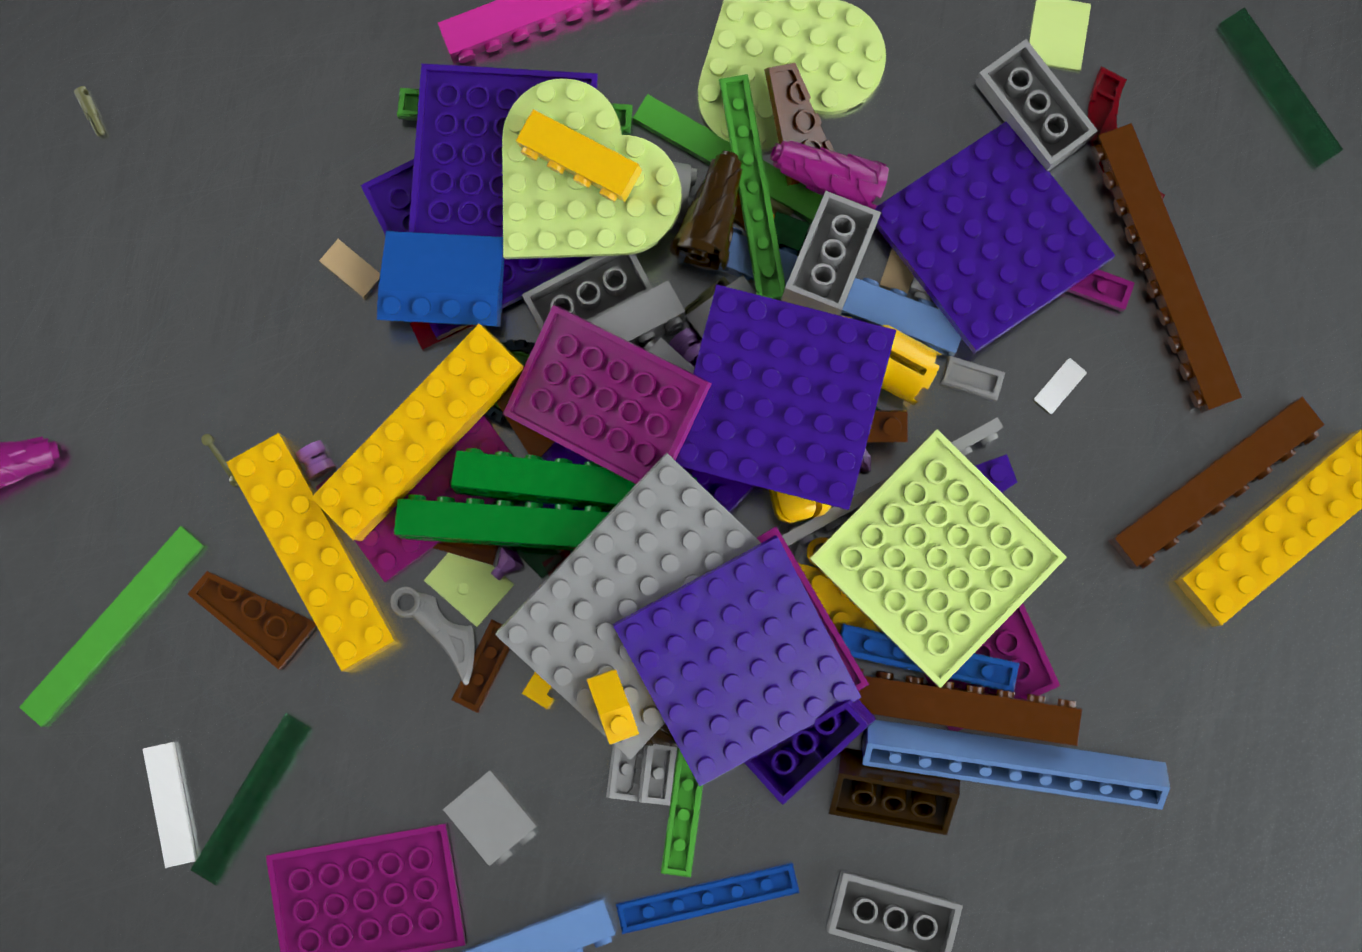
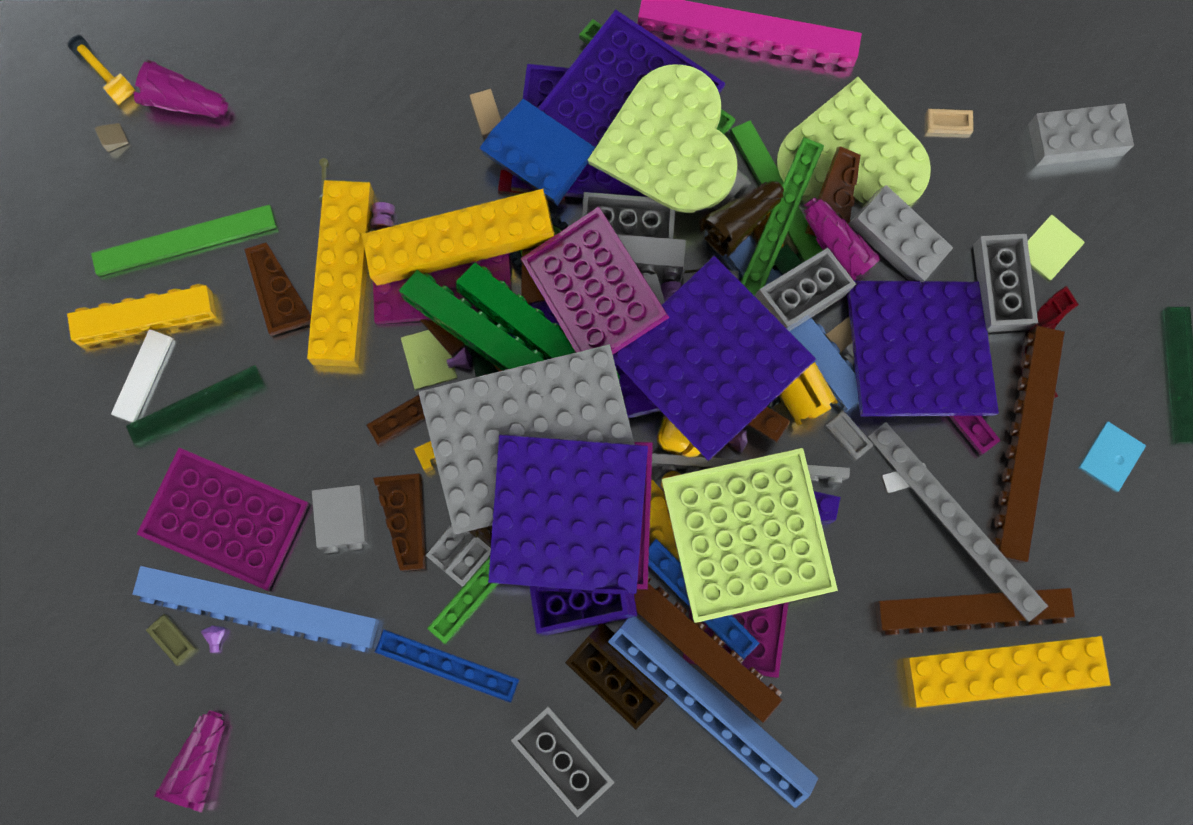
camera: 30 degrees right, 5 degrees down
(124, 739) = (140, 315): none -> yellow brick
(453, 638) = (394, 386): light grey piece -> none
(557, 769) = (403, 510): none -> reddish brown wing
(579, 156) = (678, 123): yellow brick -> none
(612, 706) = (464, 488): yellow slope -> none
(892, 124) = (900, 235): none -> light grey brick
(1143, 401) = (958, 522): none -> light grey plate
(1260, 223) = (1112, 456): none -> medium azure piece

